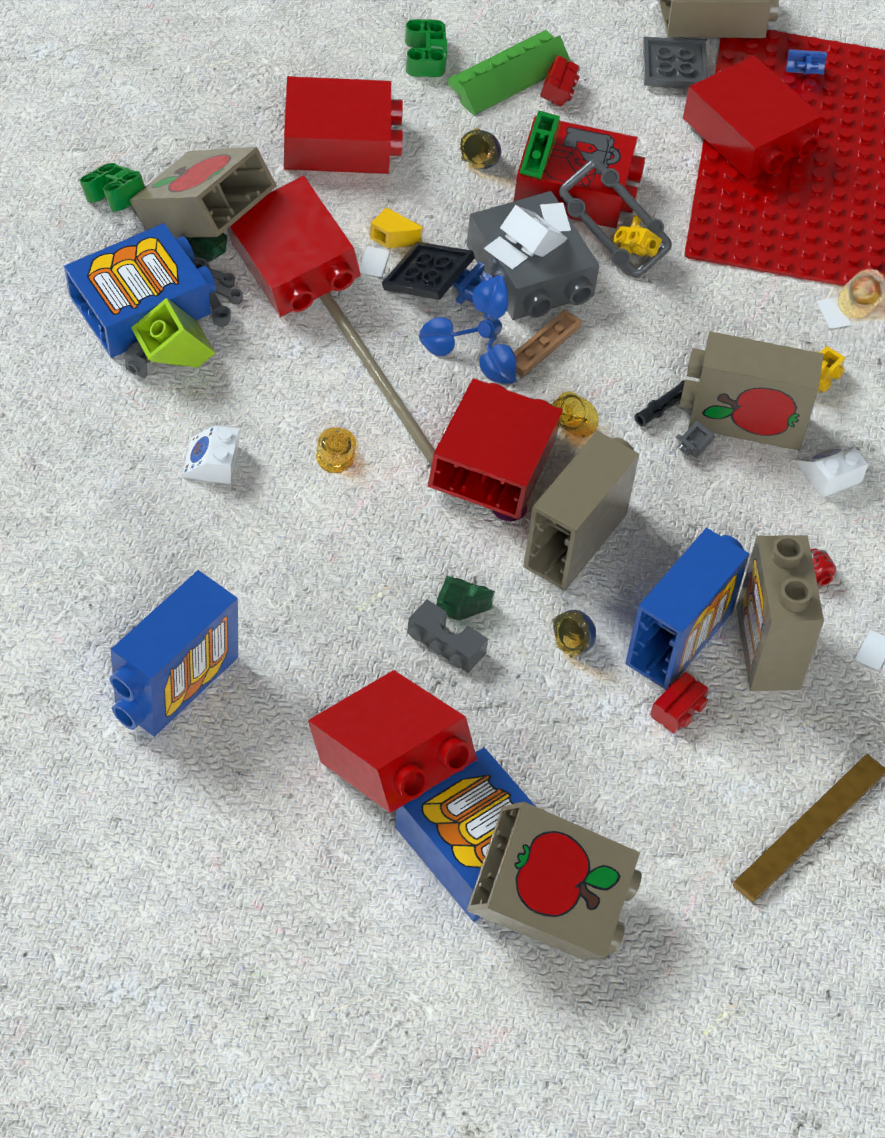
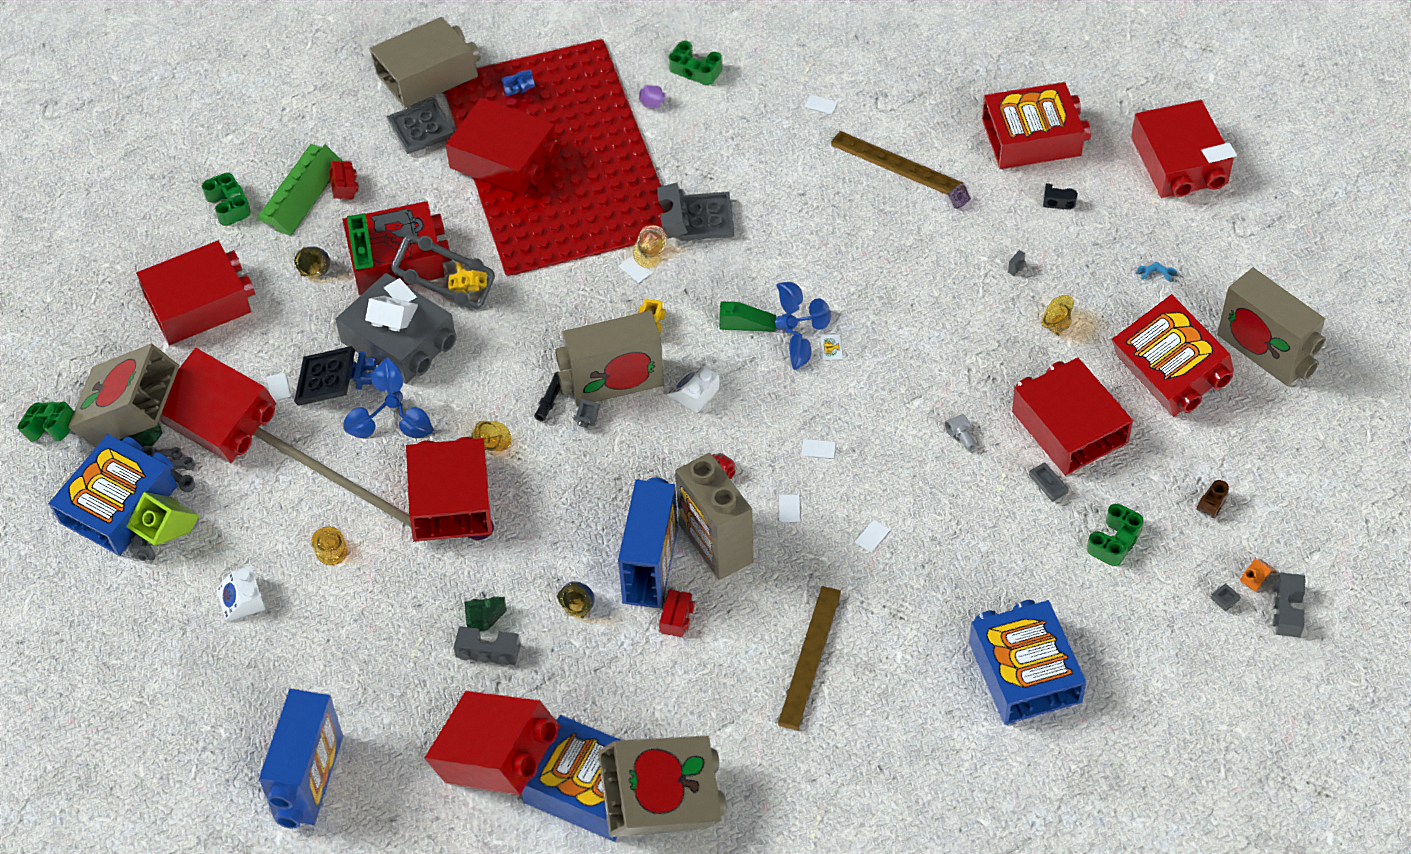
camera: 20 degrees left, 0 degrees up
(395, 230) = (282, 355): yellow slope -> none
(506, 252) = (378, 336): white sticker -> none
(546, 341) = (440, 389): medium nougat plate -> none
(580, 509) = (536, 506): dark tan brick -> none

